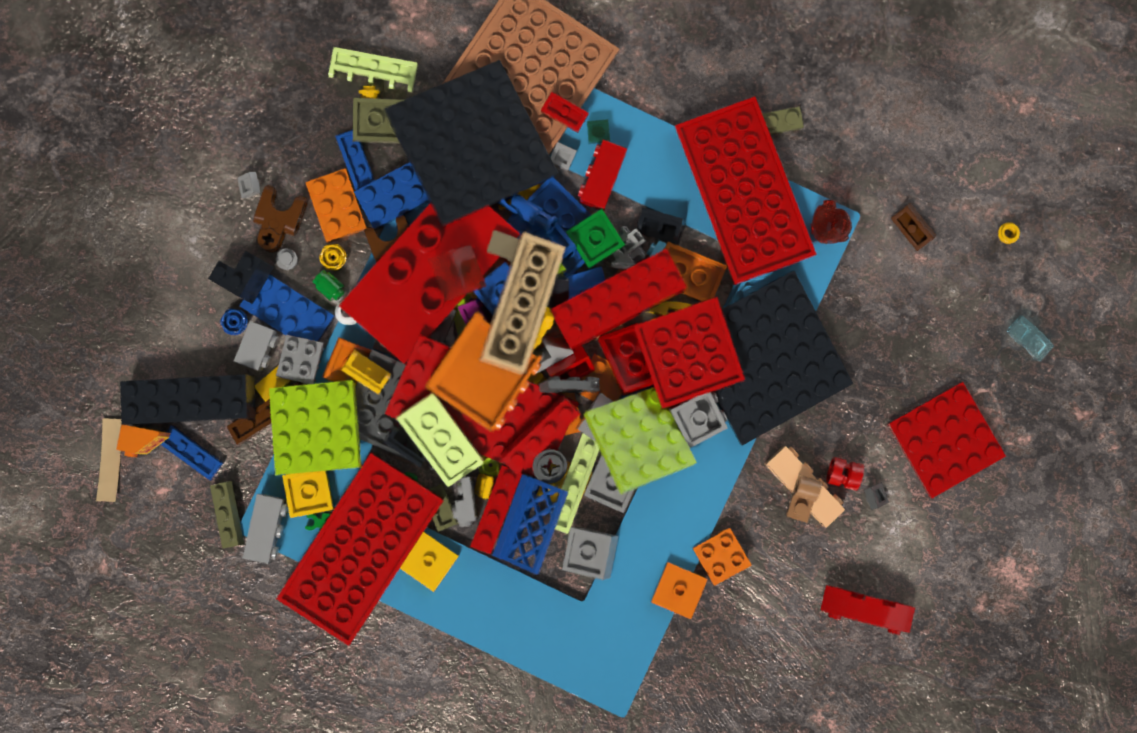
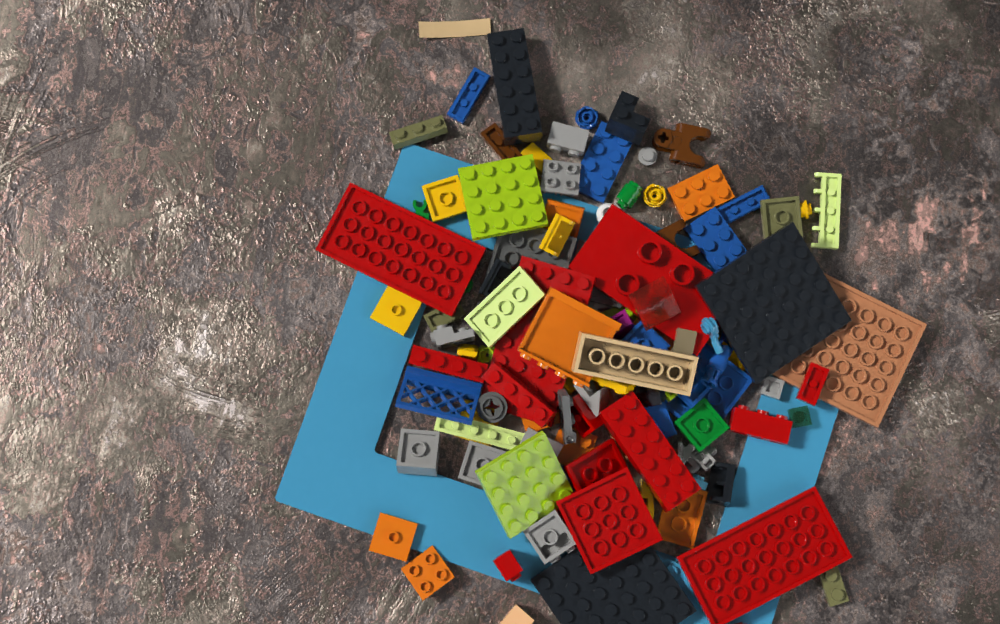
camera: 85 degrees right, 5 degrees down
(139, 440) = (474, 50): orange slope -> none
(248, 185) = (708, 115): light grey plate -> none
(265, 528) = (410, 165): light grey brick -> none
(491, 214) = (710, 327): none -> dark azure plate
(725, 468) = (508, 566): none -> red brick

